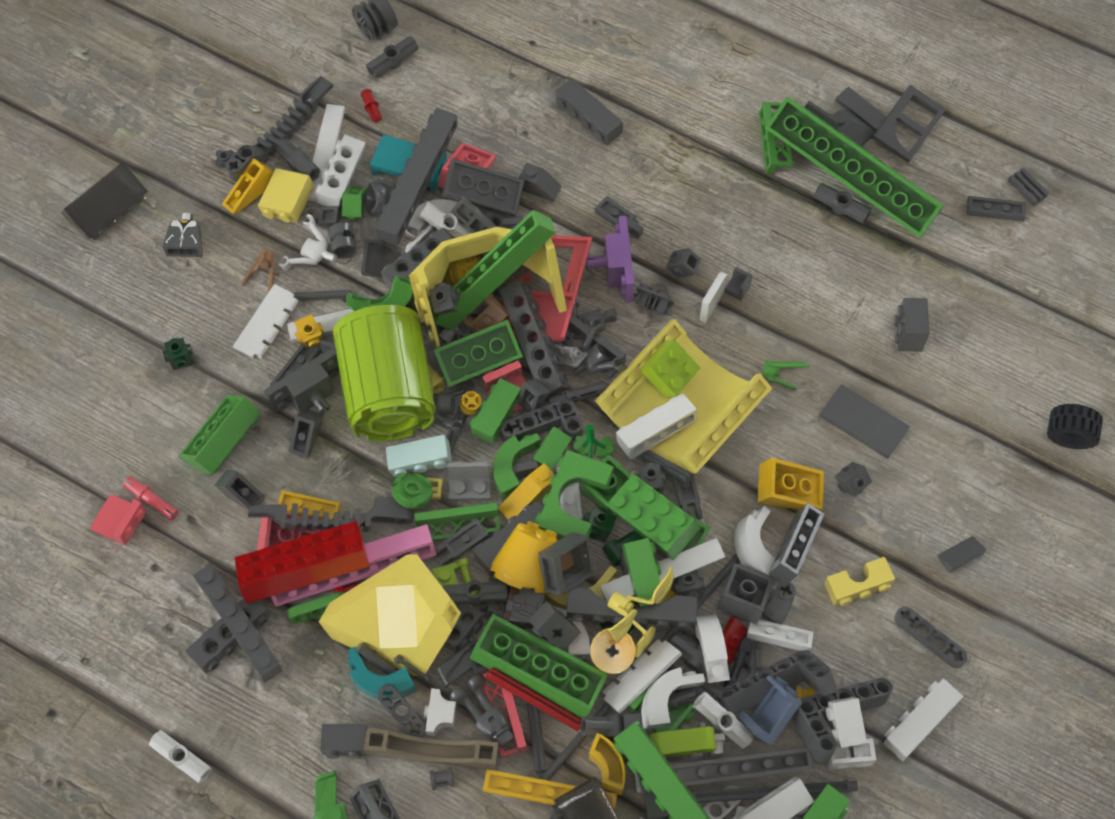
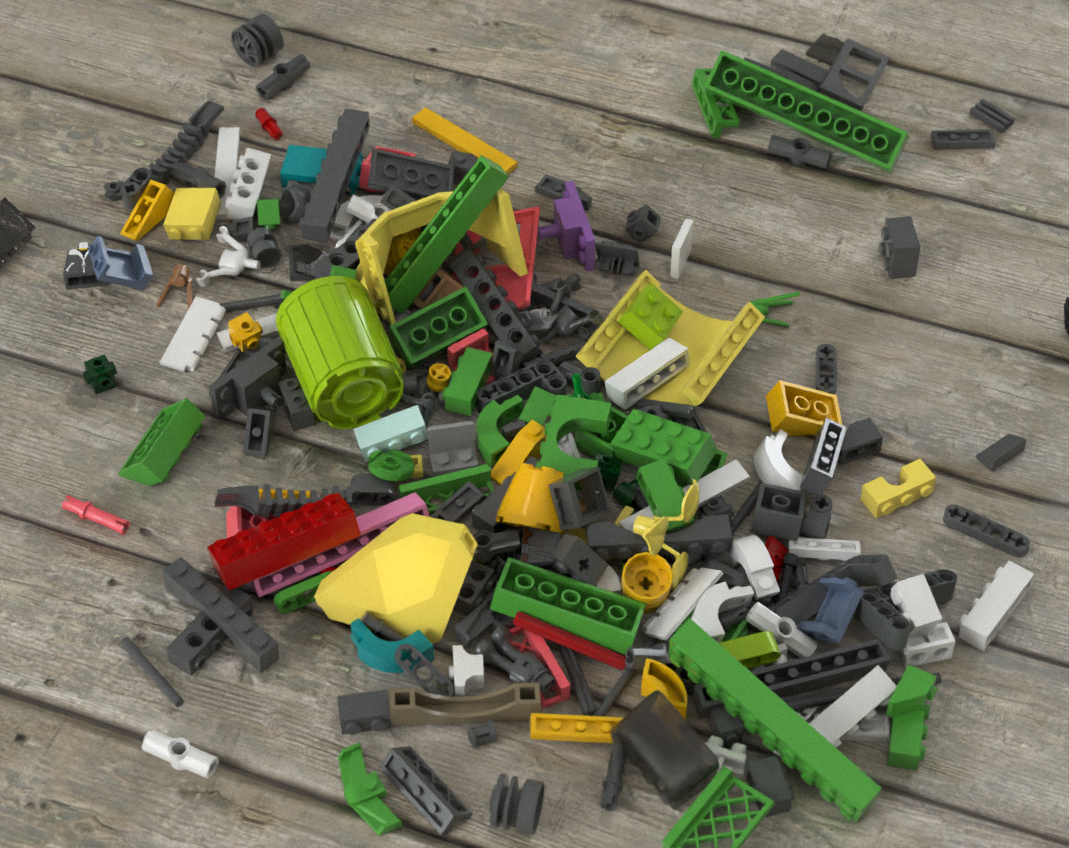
camera: 10 degrees left, 15 degrees down
(118, 519) = (63, 539): coral bracket -> none
(172, 666) = (152, 672): none -> dark grey bar
(213, 242) = (120, 266): none -> sand blue panel
(239, 489) = (194, 492): dark grey slope -> none
(339, 410) = (295, 404): none -> dark grey brick
(399, 659) = (411, 622): dark grey hinge -> none
(443, 299) = (394, 270): dark grey brick -> none
(541, 149) = (461, 139): none -> yellow tile
(589, 111) = (509, 101): dark grey brick -> none
(597, 418) = (590, 376): none -> dark grey piece
(739, 283) = (707, 235): dark grey panel -> none
(825, 437) = (830, 364): none -> dark grey beam
(835, 525) = (860, 441): none -> dark grey slope
(853, 479) = (870, 395): dark grey brick -> none
(864, 421) = (870, 345): dark grey tile -> none
(889, 91) = (825, 49): none -> clear smoke piece

